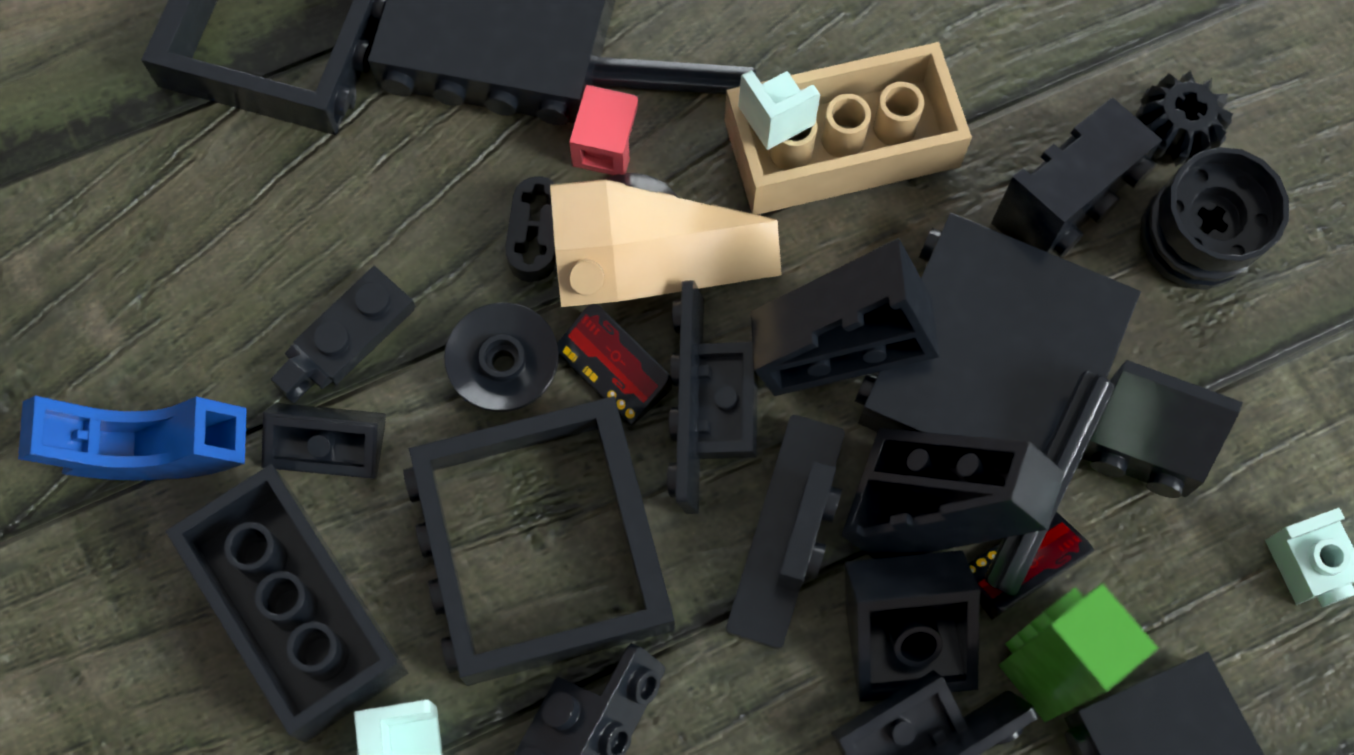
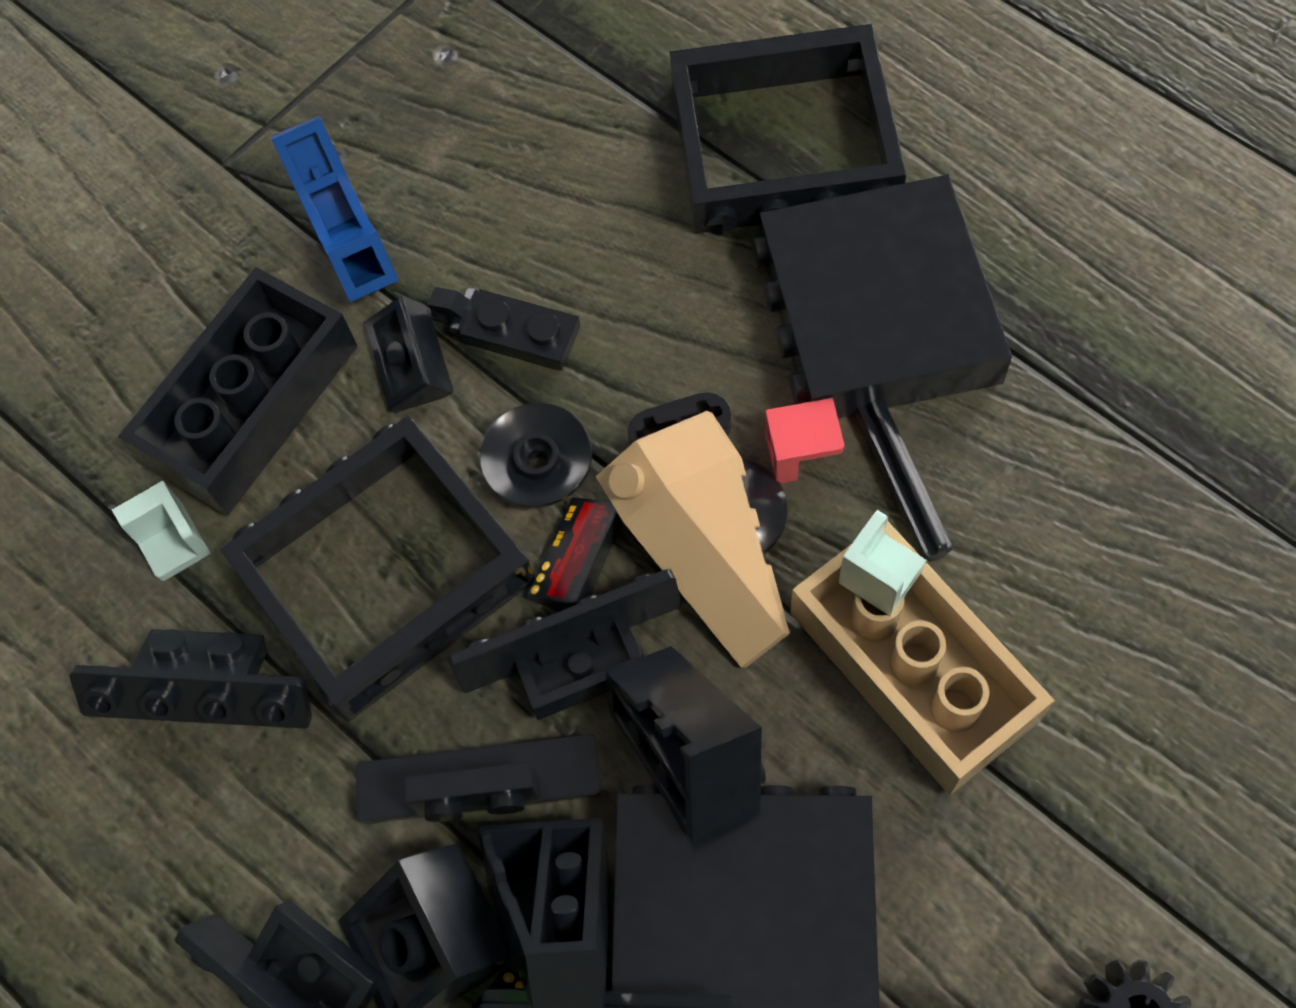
camera: 75 degrees right, 5 degrees down
(1077, 180) = (991, 924): black wedge -> none

